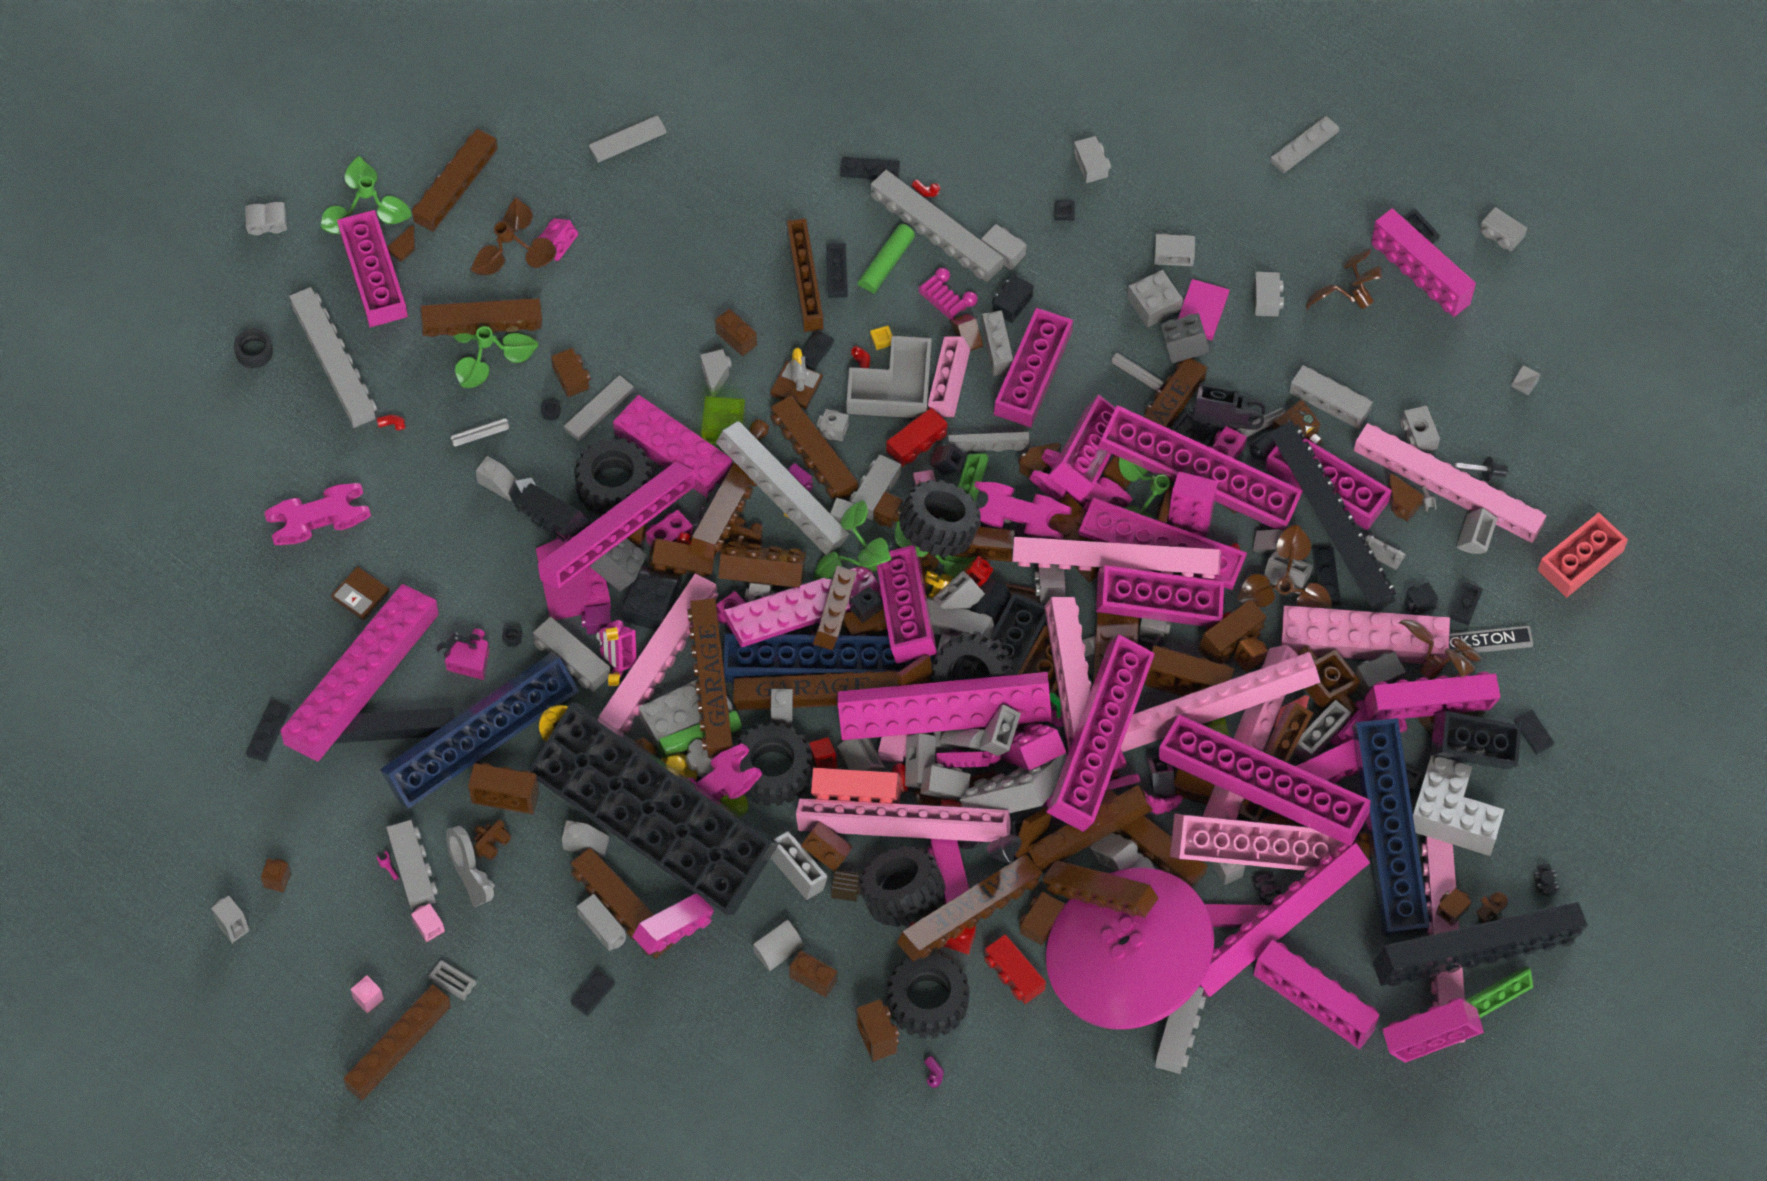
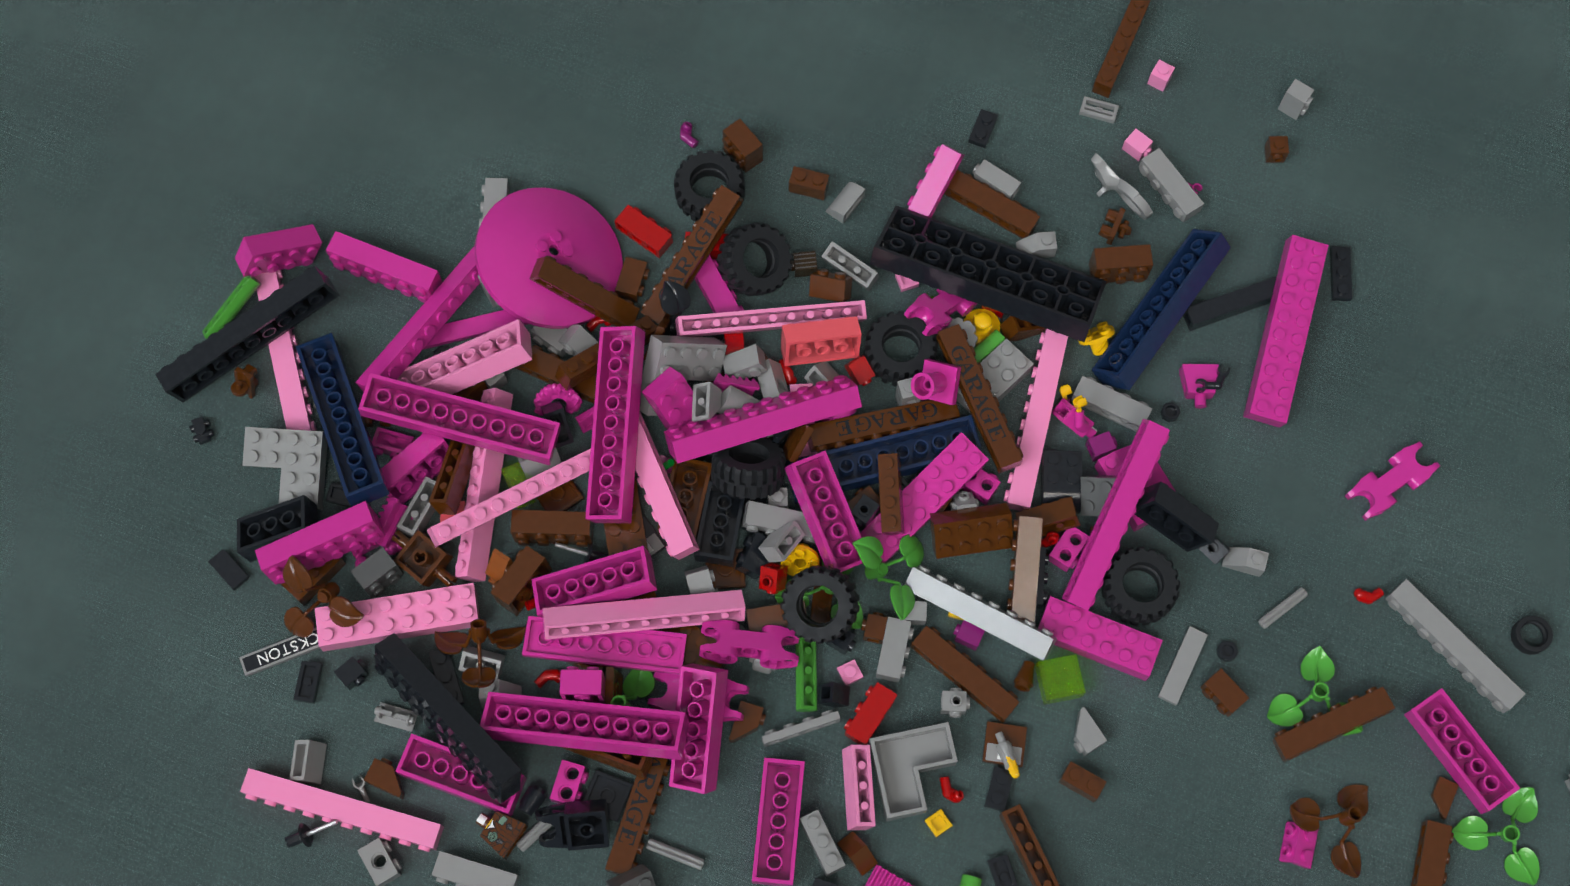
camera: 165 degrees right, 10 degrees up
(360, 593) = (1320, 418): reddish brown tile -> none
(744, 535) = (997, 564): reddish brown hips -> none
(751, 700) = (937, 382): none -> dark pink plant
(1453, 906) = (276, 367): reddish brown brick -> none
(1582, 554) = (200, 760): coral brick -> none

